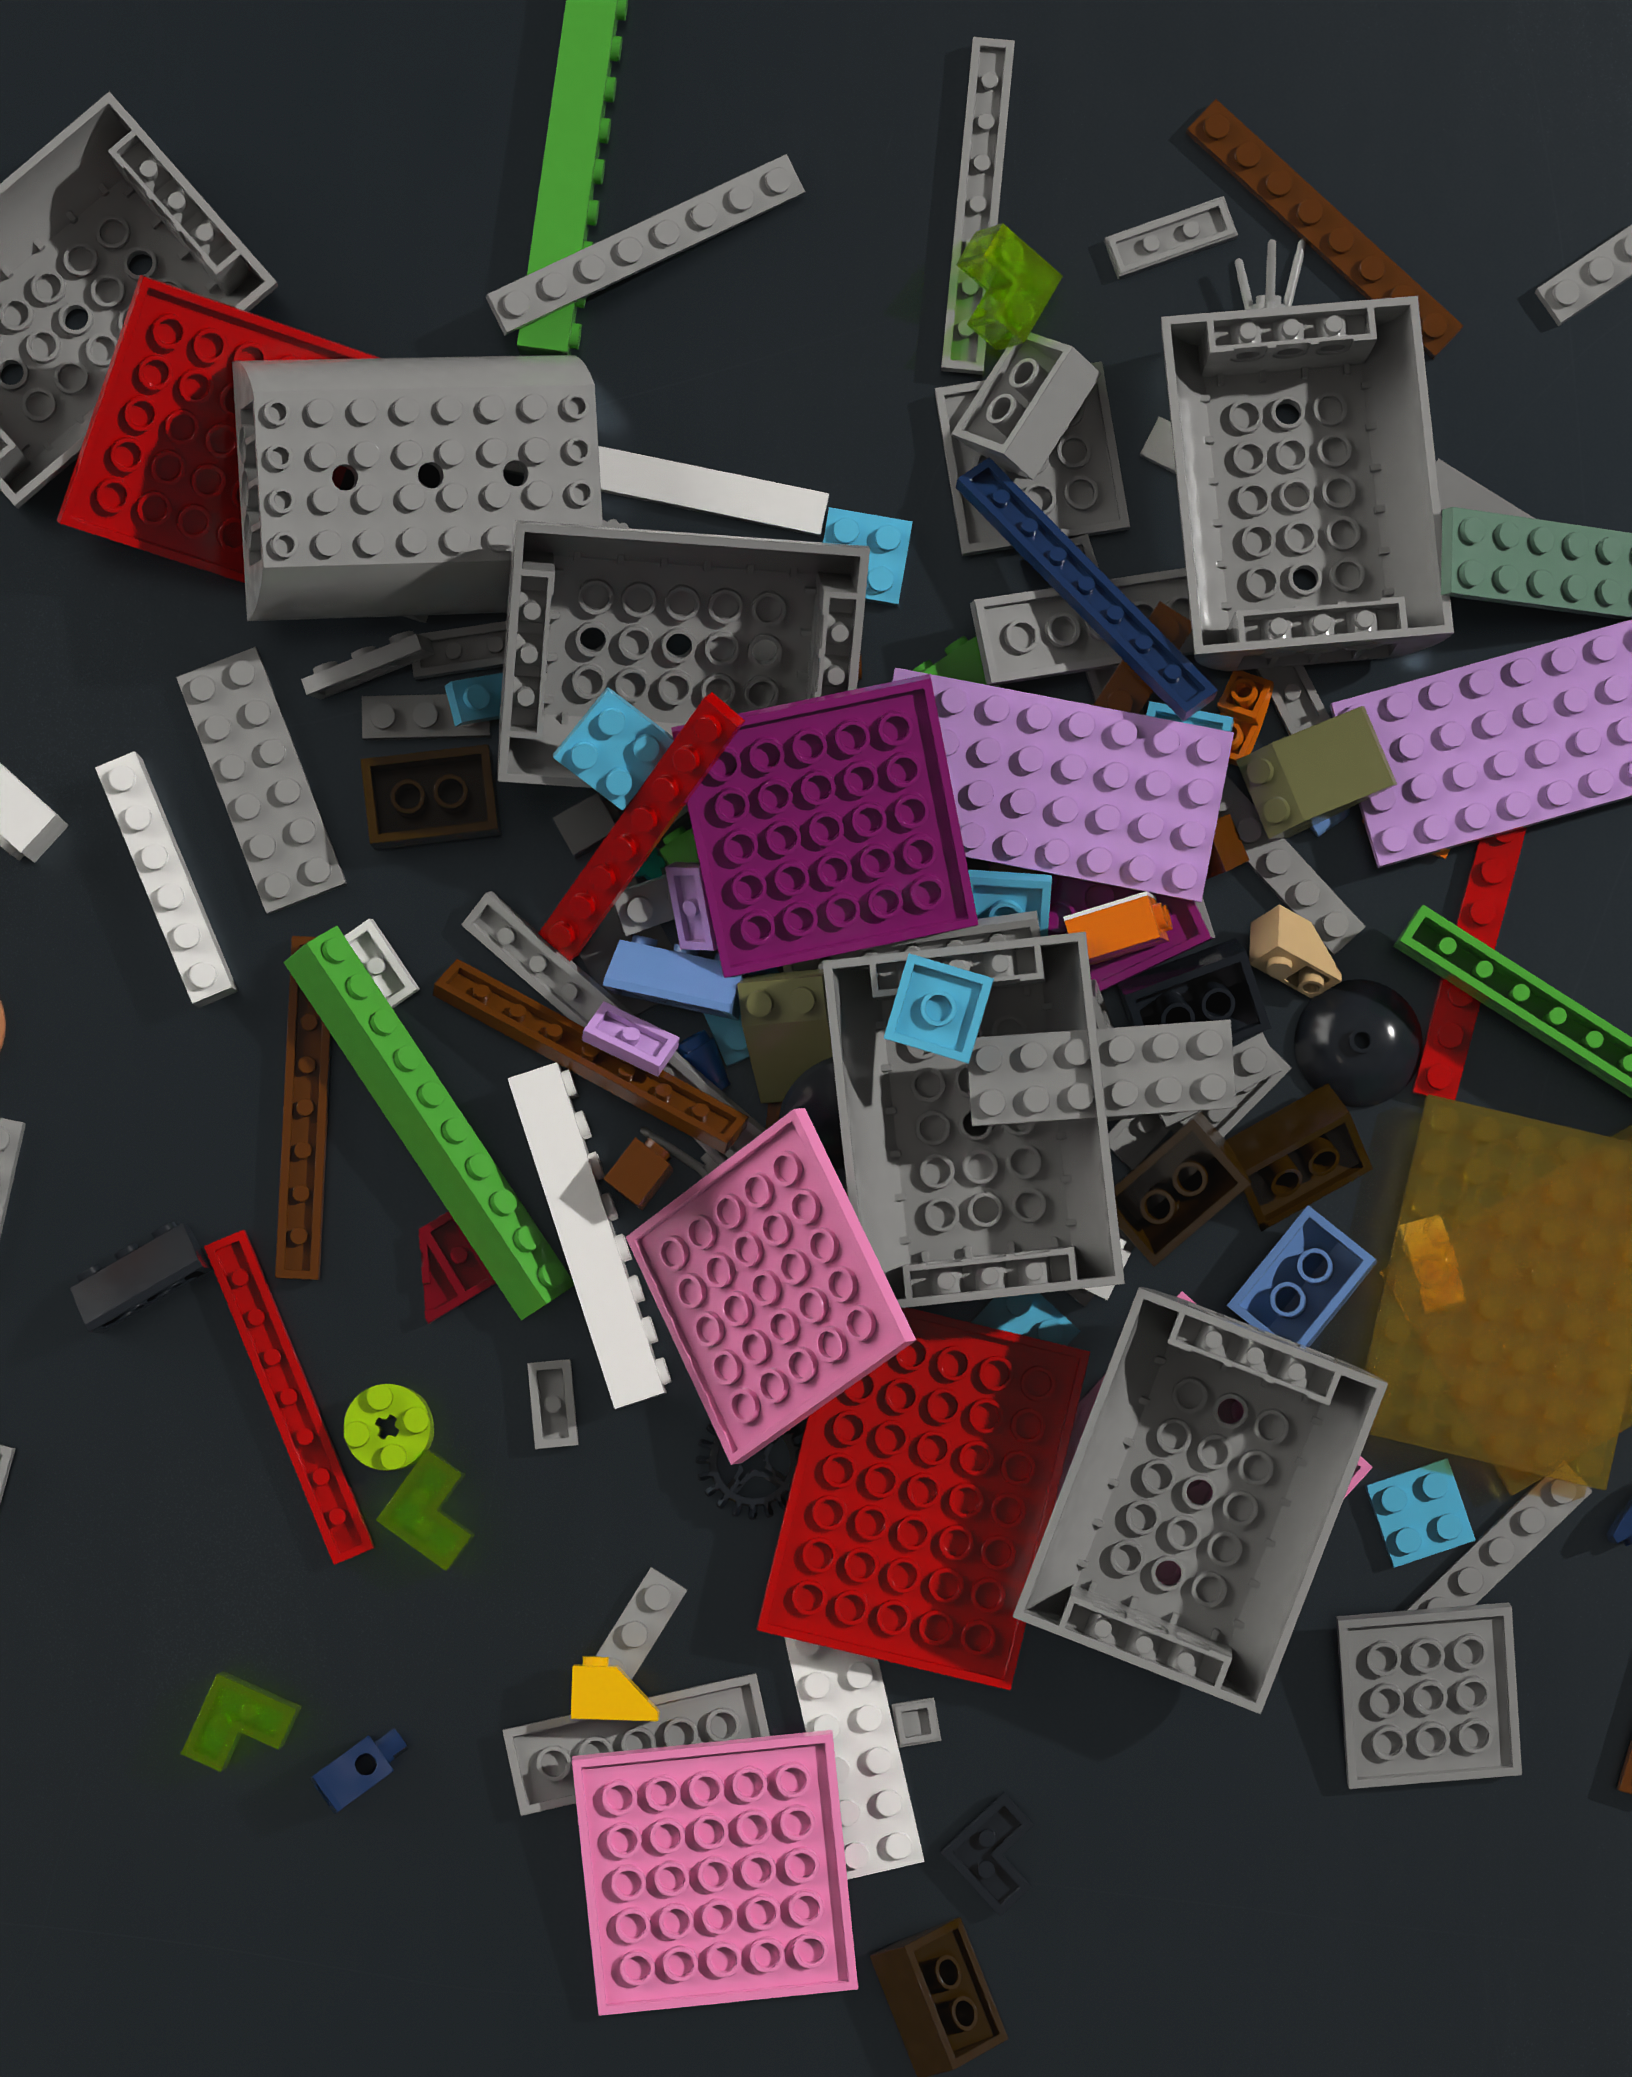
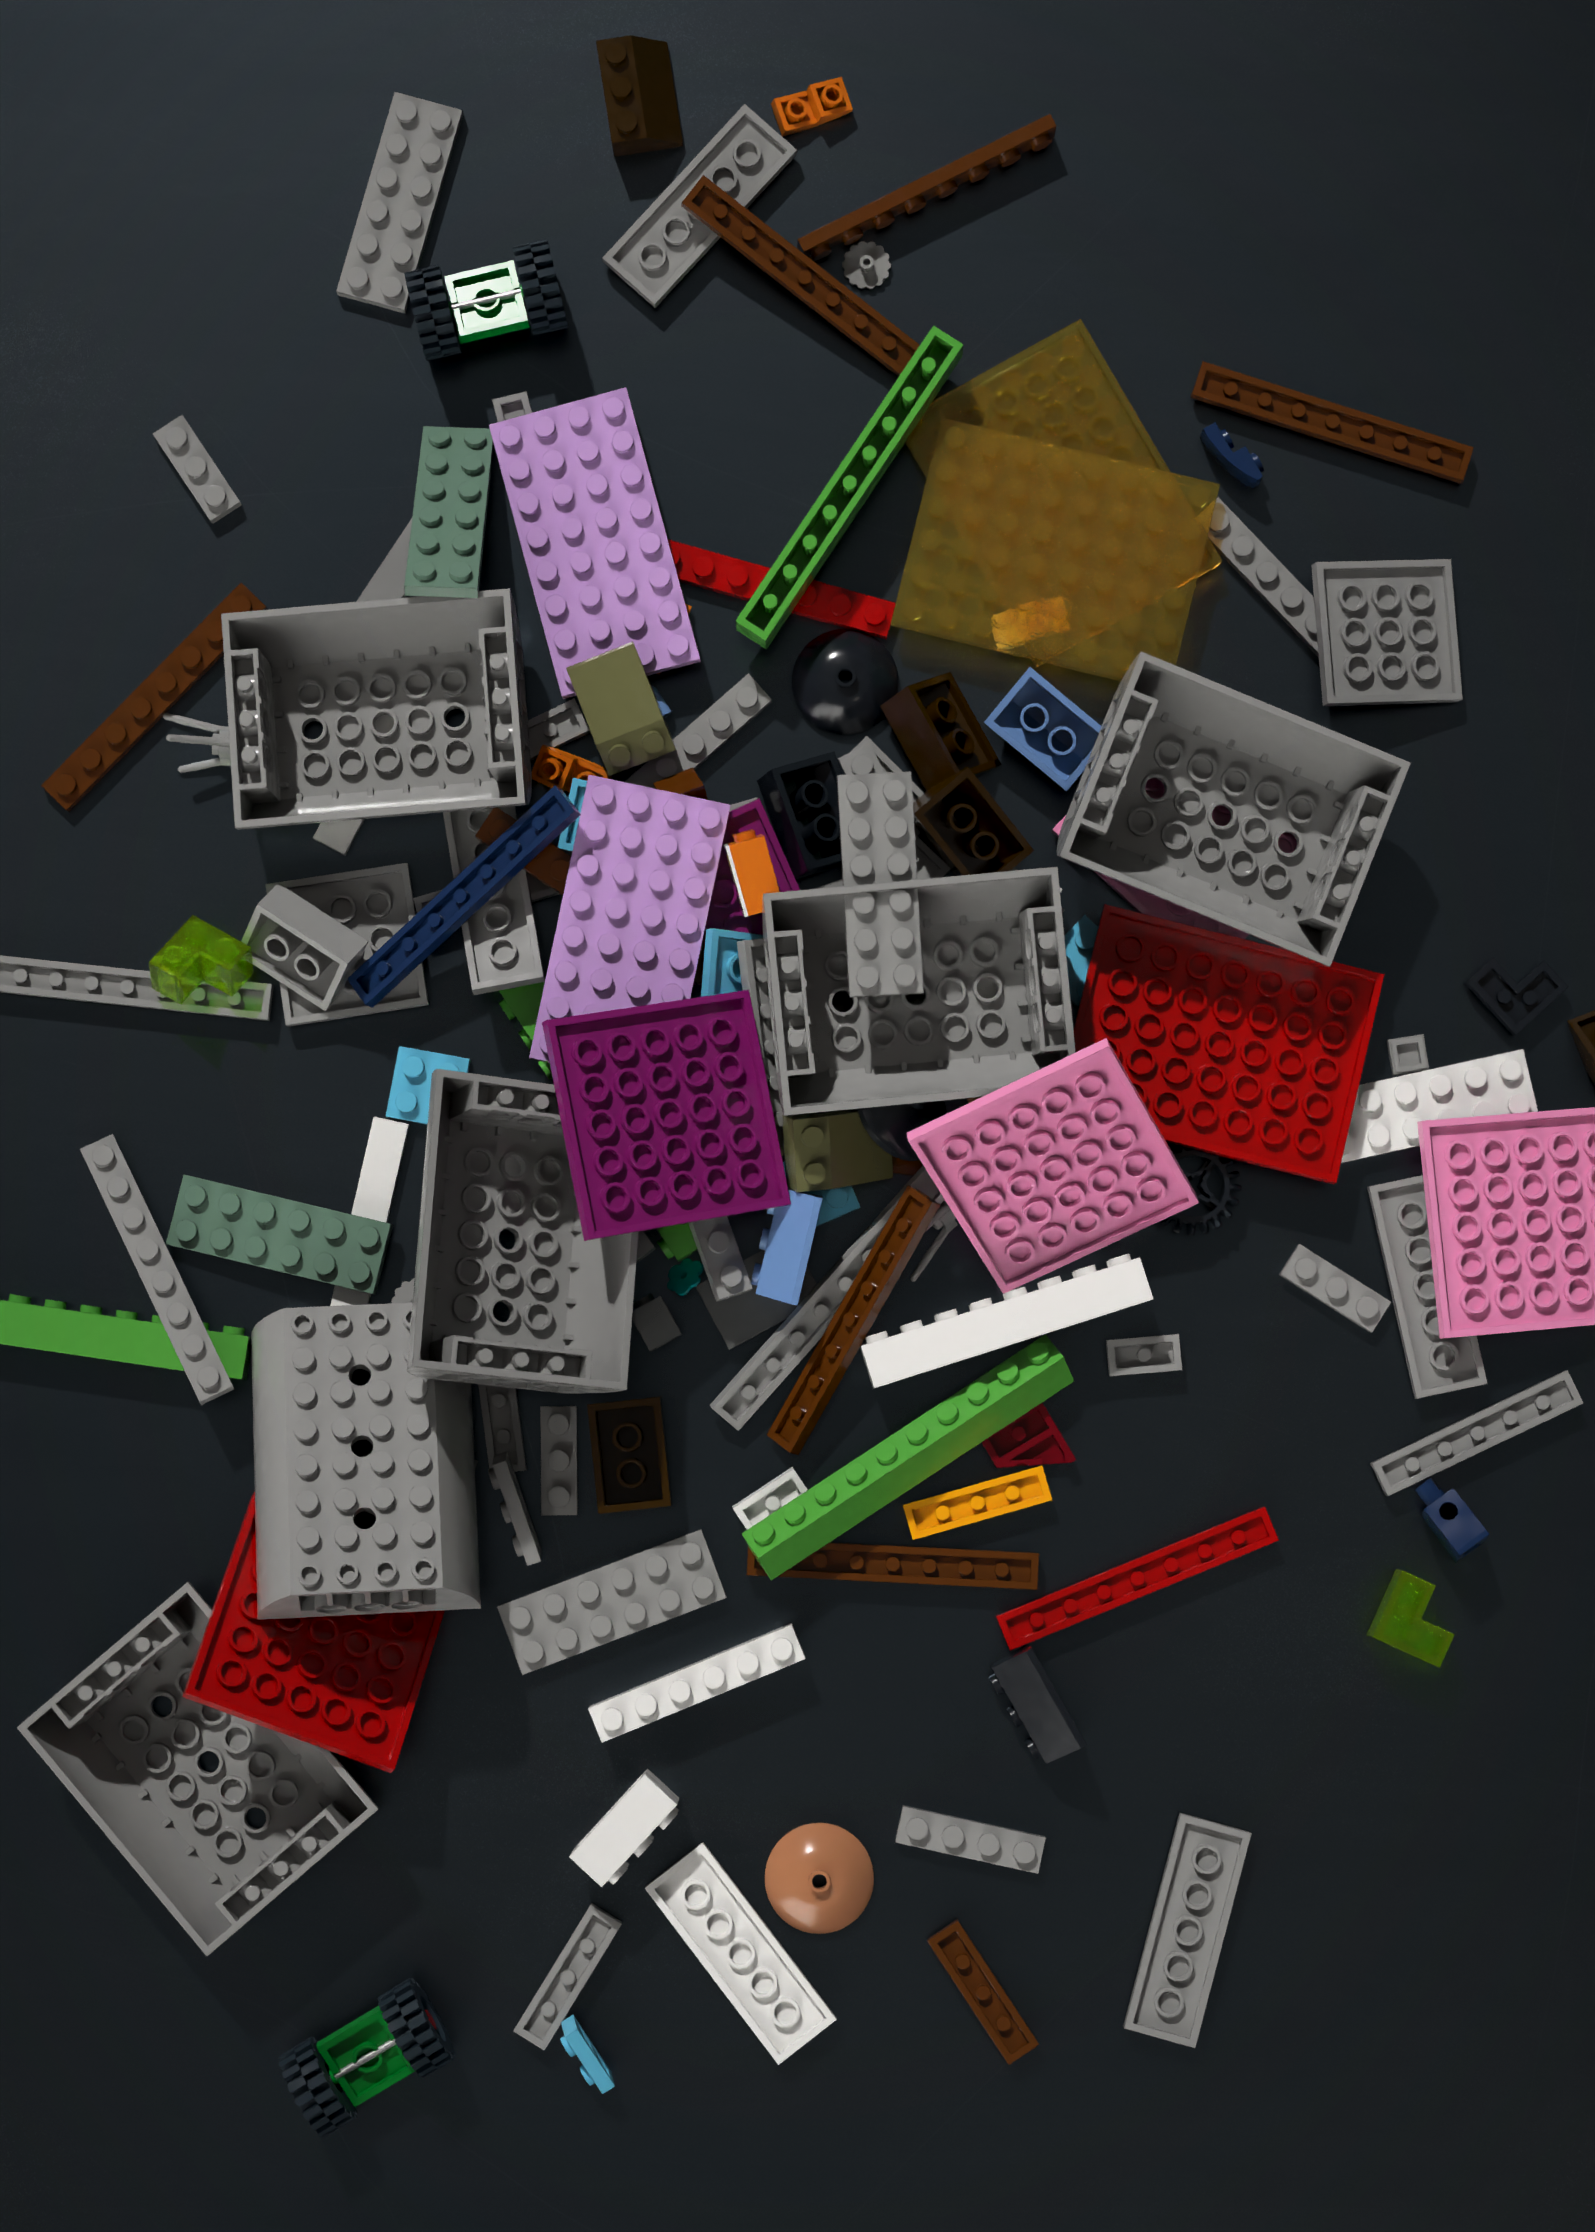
camera: 90 degrees left, 0 degrees up
(364, 1433) = (1169, 1513): lime brick -> none
(378, 1207) = (977, 1502): none -> light orange plate
(417, 1514) = (1239, 1468): clear neon green brick -> none
(462, 1803) = (1476, 1433): none -> light grey plate
(475, 699) = (546, 1415): medium azure plate -> none
(608, 1693) = (1388, 1308): yellow slope -> none
(614, 748) = (601, 1289): medium azure plate -> none
(630, 1039) = (840, 1284): lavender plate -> none
(640, 1172) = (953, 1276): reddish brown brick -> none
(641, 826) = (664, 1269): red plate -> none
(688, 387) = (279, 1234): none -> sand green plate
(690, 906) = (730, 1231): lavender plate -> none
(705, 1057) = (852, 1225): blue cone -> none
(938, 1008) = (827, 1016): medium azure plate -> none
(1170, 238) = (159, 826): light grey tile -> none
(1292, 952) = (770, 733): tan slope -> none
(1420, 1512) = (1235, 638): medium azure plate -> none

